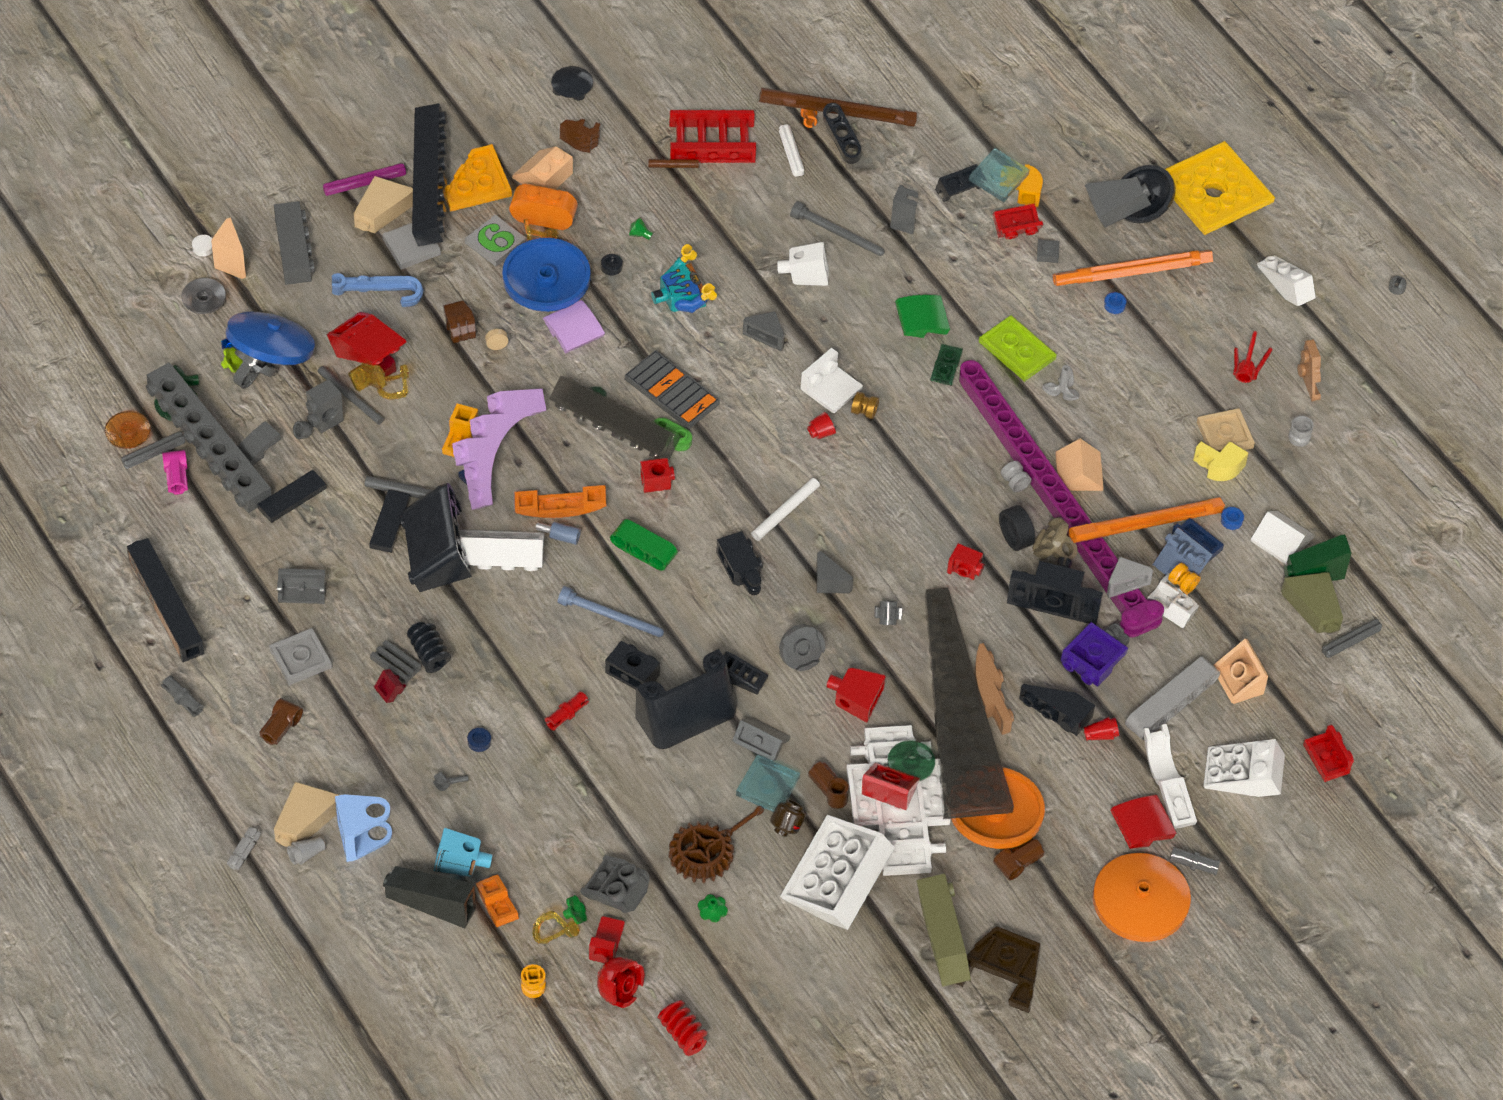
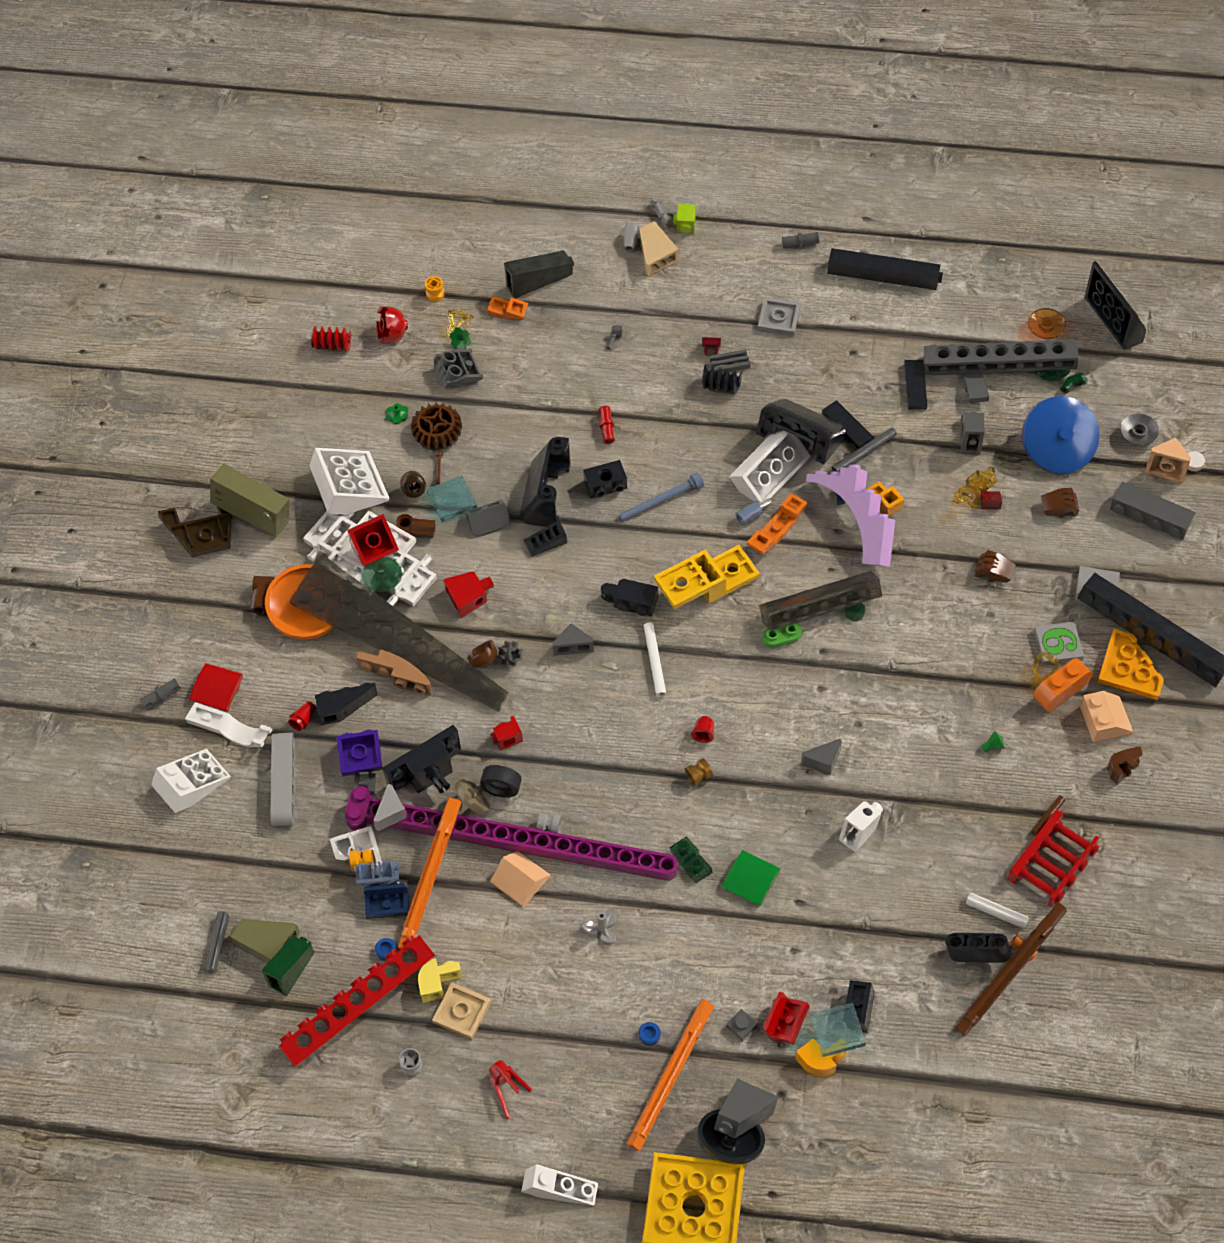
camera: 135 degrees right, 5 degrees up
(70, 379) = (1113, 309): none -> black slope
(152, 450) = (1020, 325): dark grey axle -> none
(175, 469) = (993, 333): dark pink piece -> none
(239, 813) = (685, 218): none -> lime brick
(283, 717) = (736, 277): reddish brown piece -> none
(301, 586) = (833, 345): dark grey hinge -> none
(340, 307) = (1060, 502): none -> reddish brown hand
(348, 393) = (981, 467): dark grey bar -> none
(356, 823) = (619, 260): light blue hose -> none
(363, 179) = (1188, 594): magenta axle -> none
(364, 339) = (1013, 488): red slope -> none
(379, 283) = (1067, 540): medium blue piece -> none
(382, 204) = (1150, 584): tan slope -> none
(460, 854) = (551, 300): medium azure torso -> none
(479, 739) = (630, 370): dark blue tile -> none
(496, 339) = (957, 579): tan tile -> none
(546, 274) = (991, 643): blue dish -> none
(572, 82) = (1192, 802): black dish -> none
(574, 326) = (931, 637): lavender slope -> none
(607, 939) = (423, 339): red bracket -> none
(611, 264) = (975, 703): black tile -> none
(643, 544) = (683, 550): green beam -> none
(656, 475) = (752, 589): red brick -> none
(672, 389) = (822, 662): tile -> none
(672, 509) = (706, 576): none -> yellow bracket
(682, 286) = (909, 727): torso -> none
(800, 211) = (925, 867): dark grey piece -> none
(801, 647) = (531, 579): dark grey tile -> none
(829, 383) = (737, 764): white bracket -> none
(904, 210) = (860, 930): dark grey hinge -> none
(910, 630) = (483, 655): none -> reddish brown hair
(1017, 348) = (666, 925): lime tile -> none
(1141, 897) = (170, 646): orange dish -> none
(1242, 673) = (257, 839): light nougat slope -> none
(1281, 536) = (337, 970): white slope -> none
(1296, 495) = (421, 955): none -> red brick
(1310, 368) = (454, 1114): medium nougat wing -> none
(1329, 754) = (148, 840): red bracket -> none

